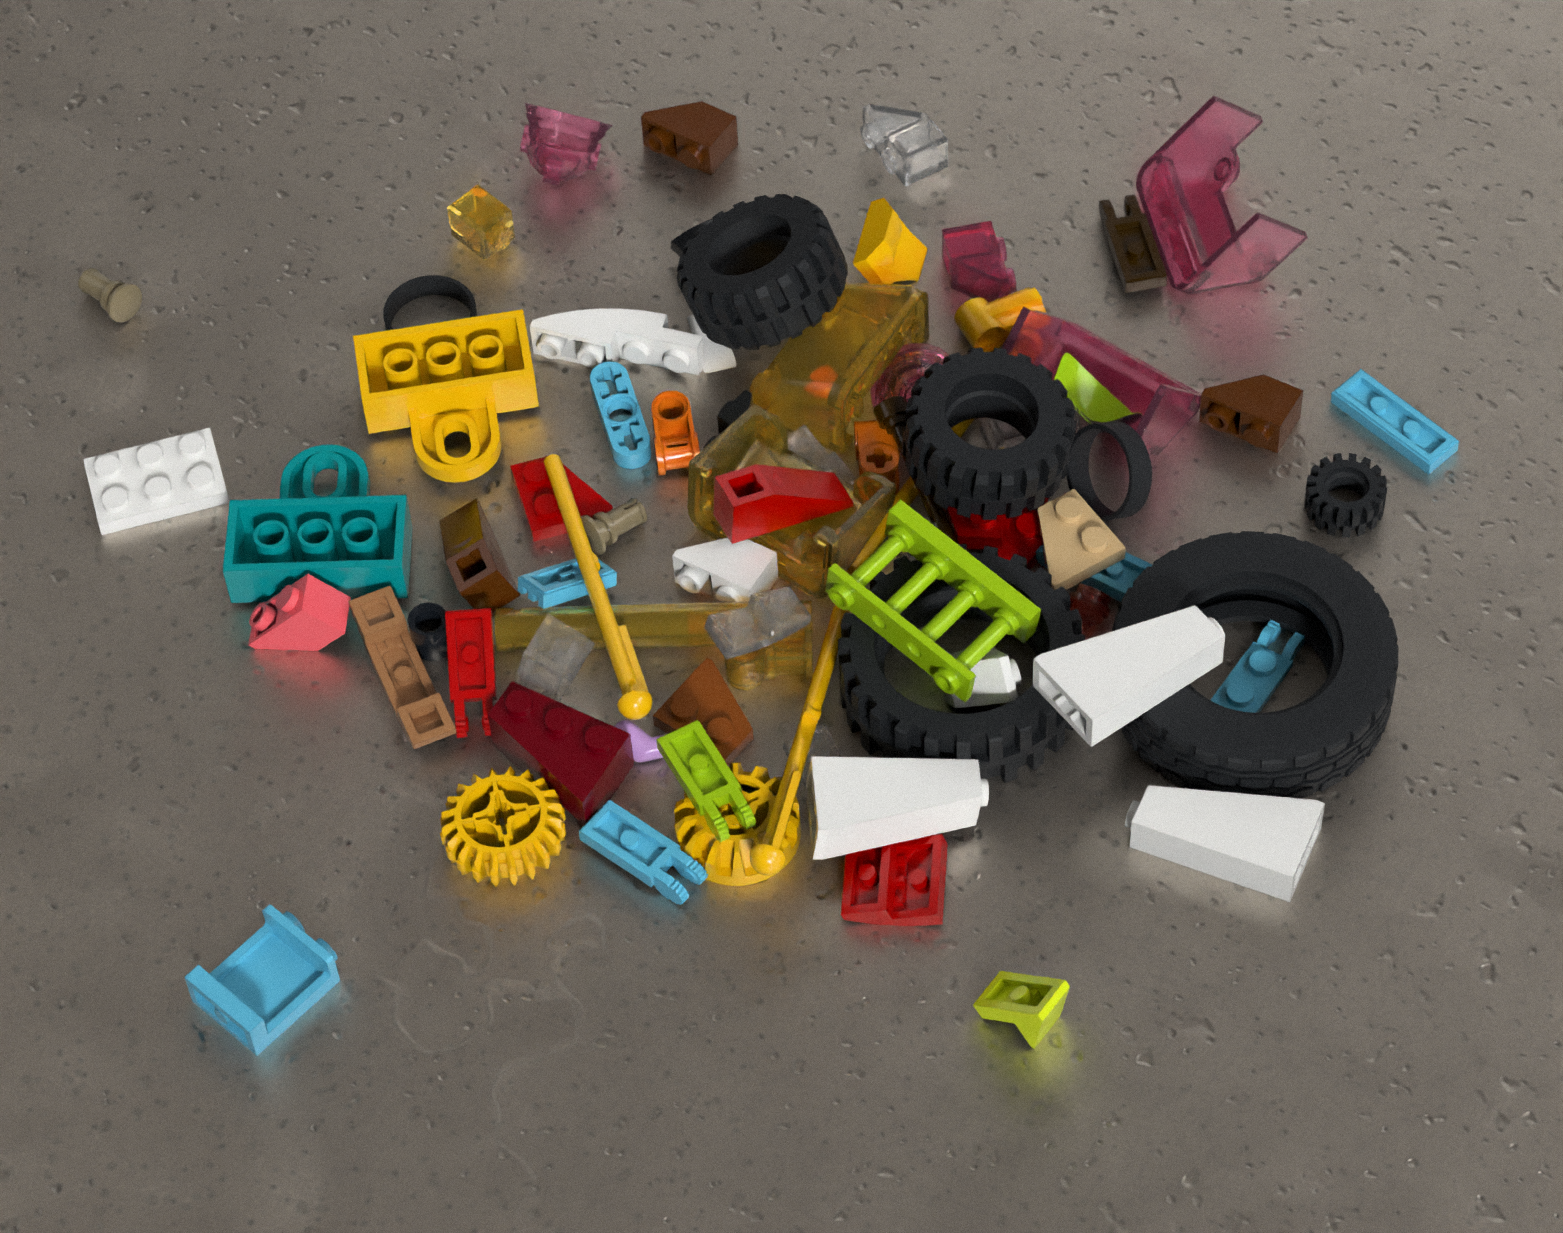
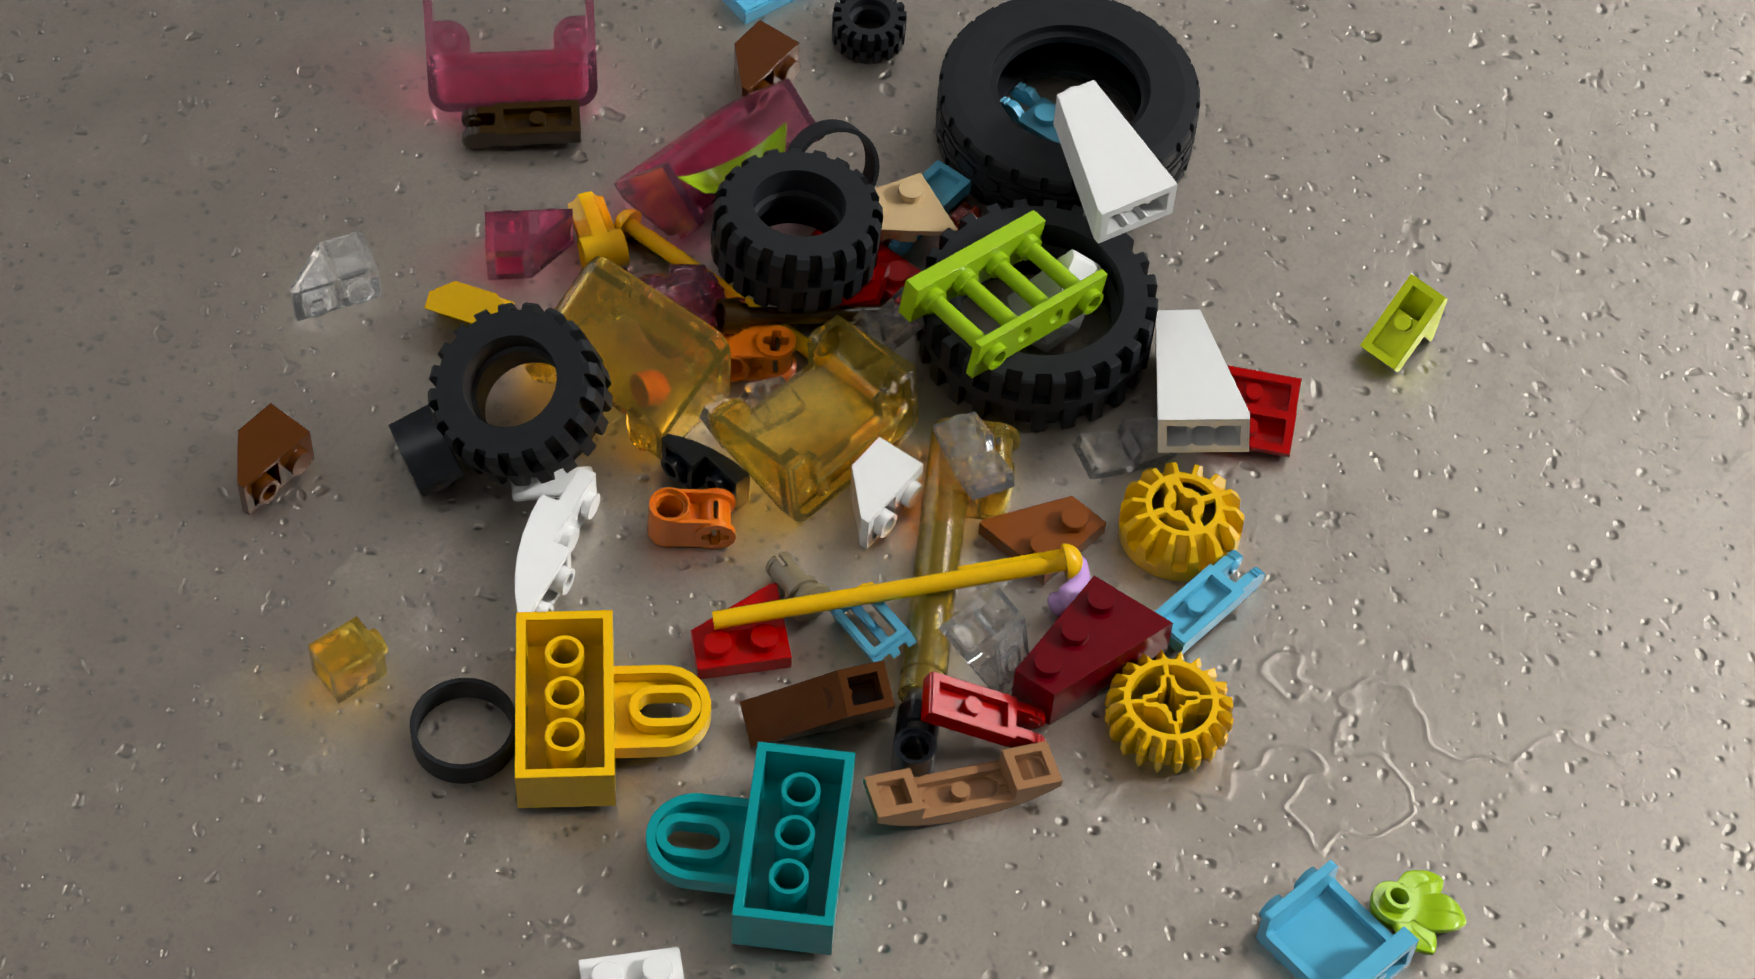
camera: 90 degrees left, 0 degrees up
(300, 617) = (876, 882): coral slope -> none
(303, 1055) = (1417, 905): none -> lime plate
(561, 143) = (253, 566): clear pink helmet -> none
(617, 430) = (630, 582): medium azure beam -> none
(705, 777) = (1161, 514): lime hinge -> none
(767, 857) = (1172, 452): yellow bar -> none
(774, 498) = (835, 419): red slope -> none
(1229, 835) = (1238, 160): white slope -> none

